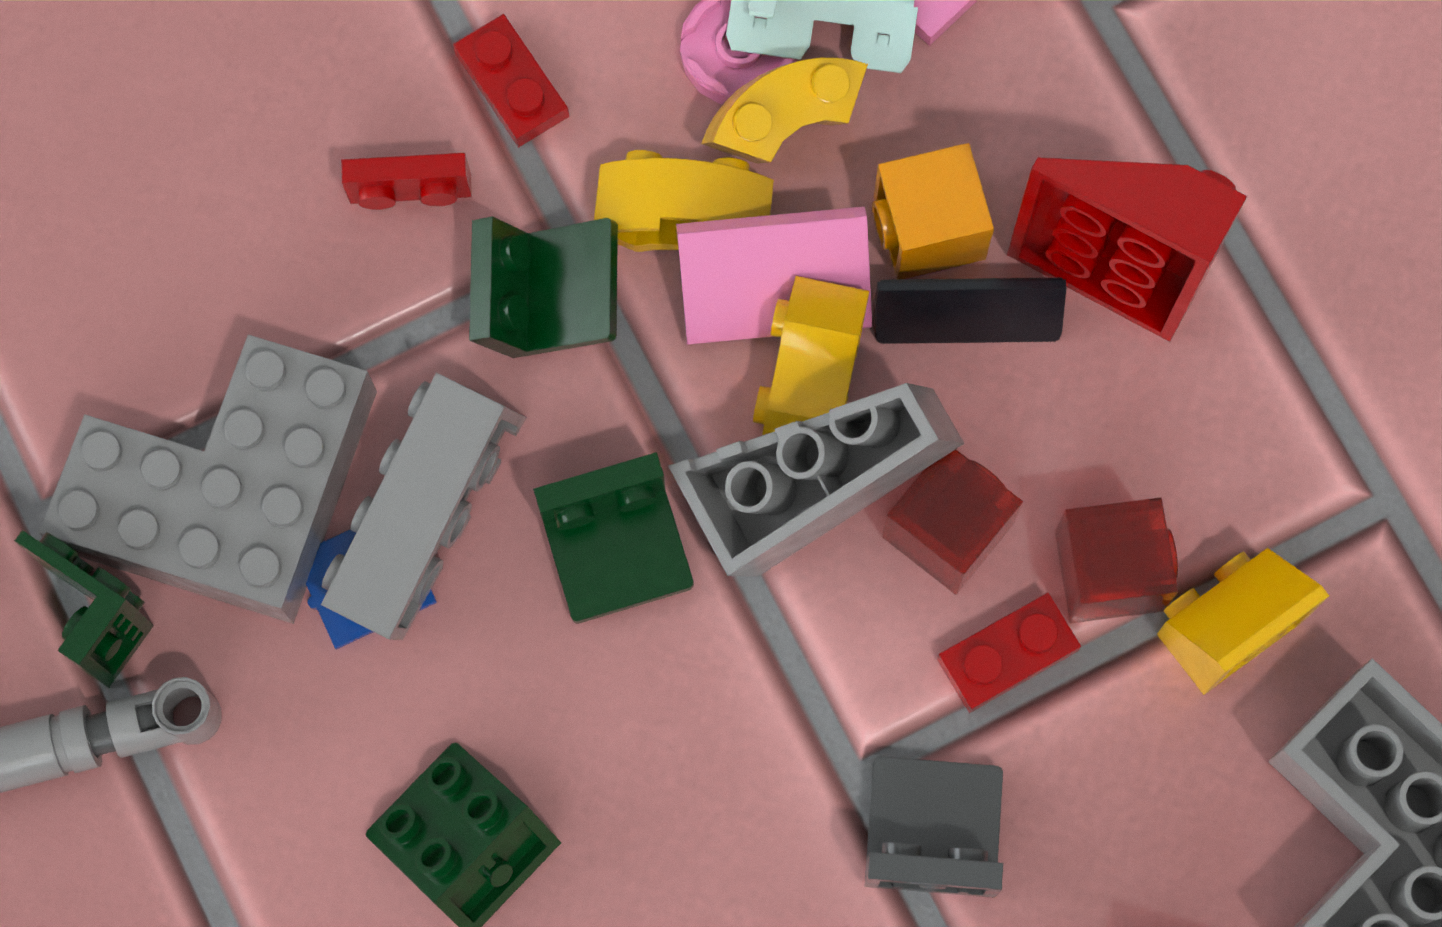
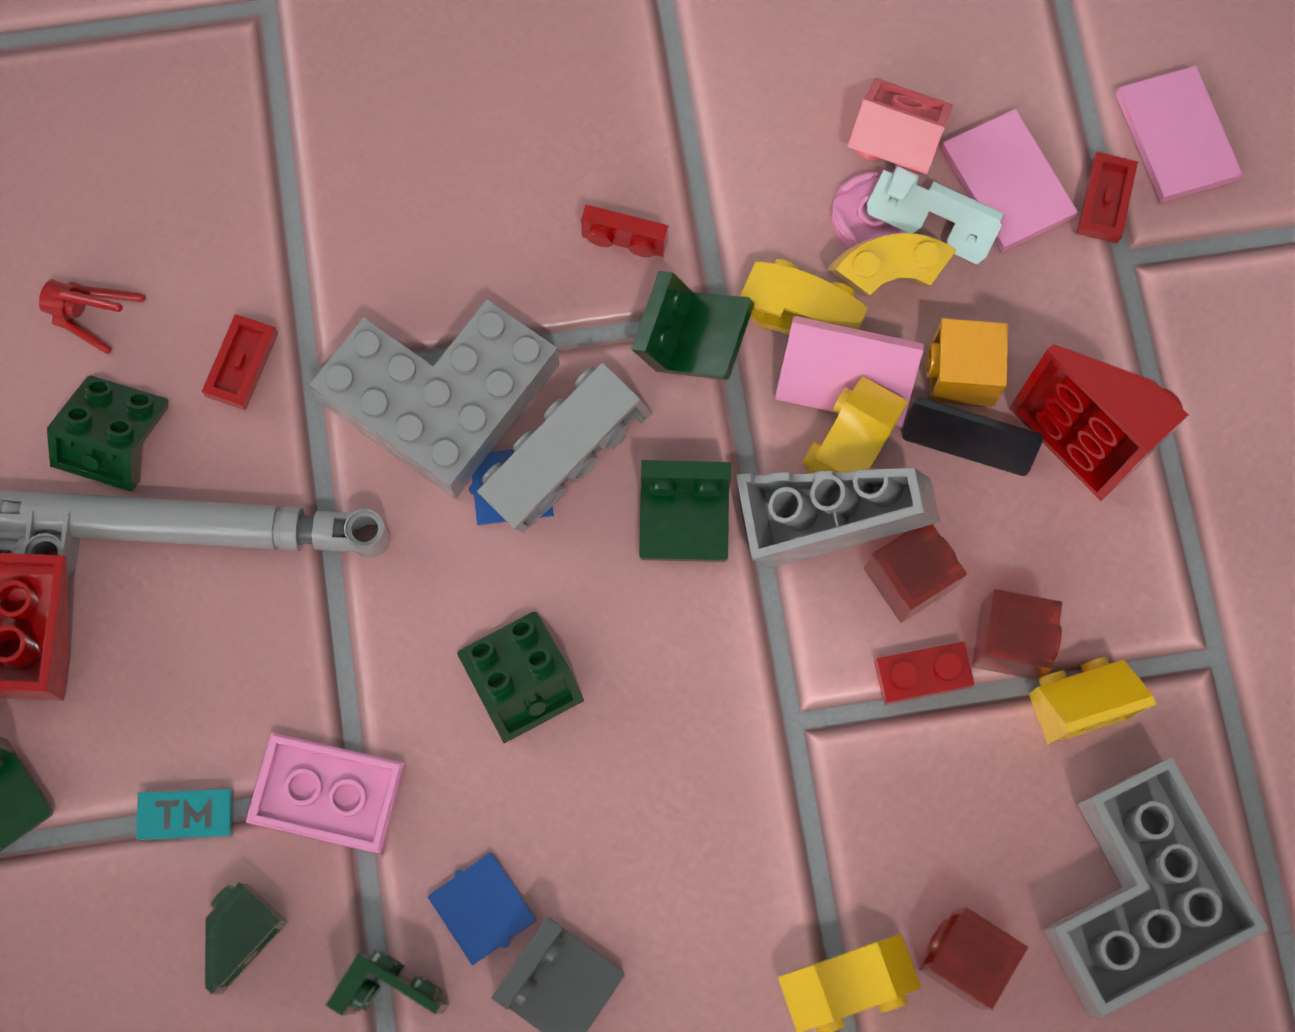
camera: 15 degrees right, 0 degrees up
(112, 627) = (331, 463): dark green bracket -> none
(511, 80) = (714, 188): red plate -> none
(934, 827) = (836, 773): dark grey bracket -> none

